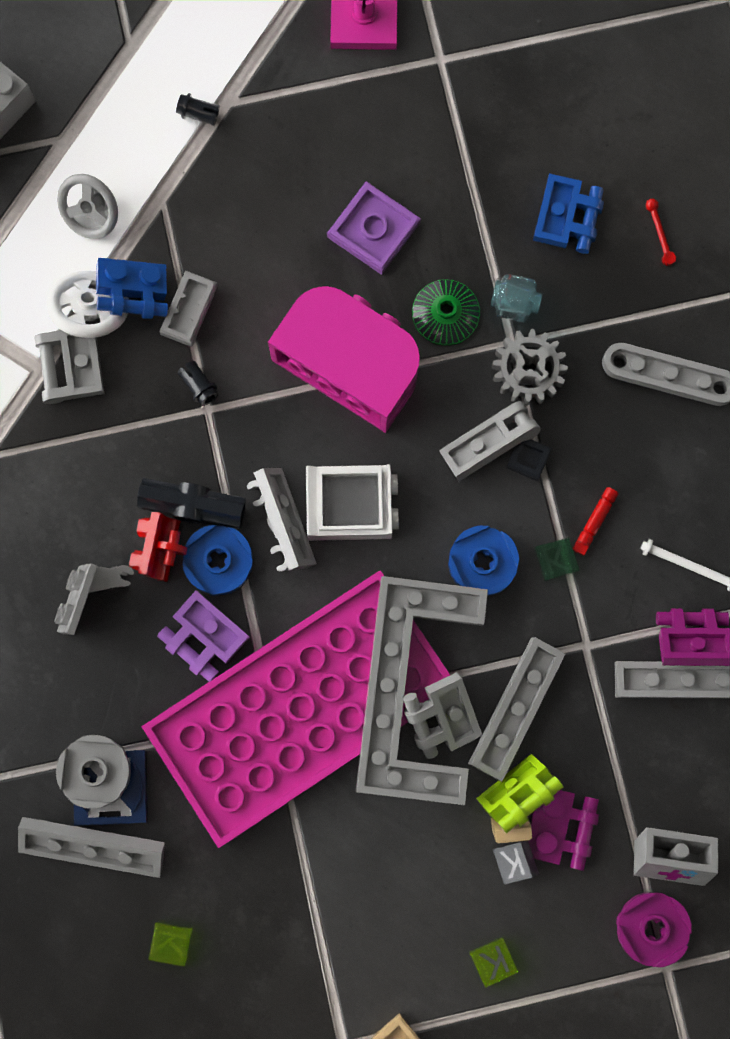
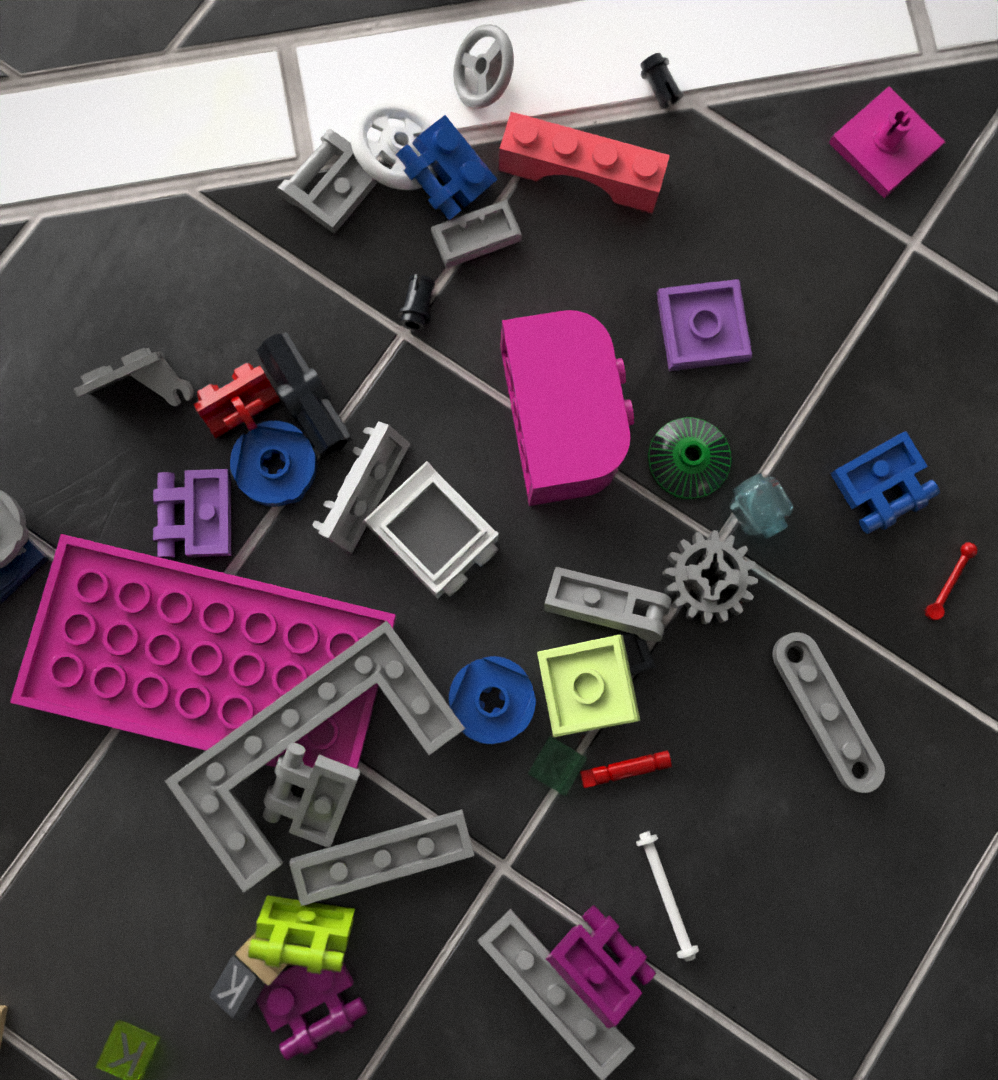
camera: 40 degrees right, 0 degrees up
(231, 187) = (542, 148): none -> coral arch
(527, 497) = (588, 686): none -> yellowish green plate

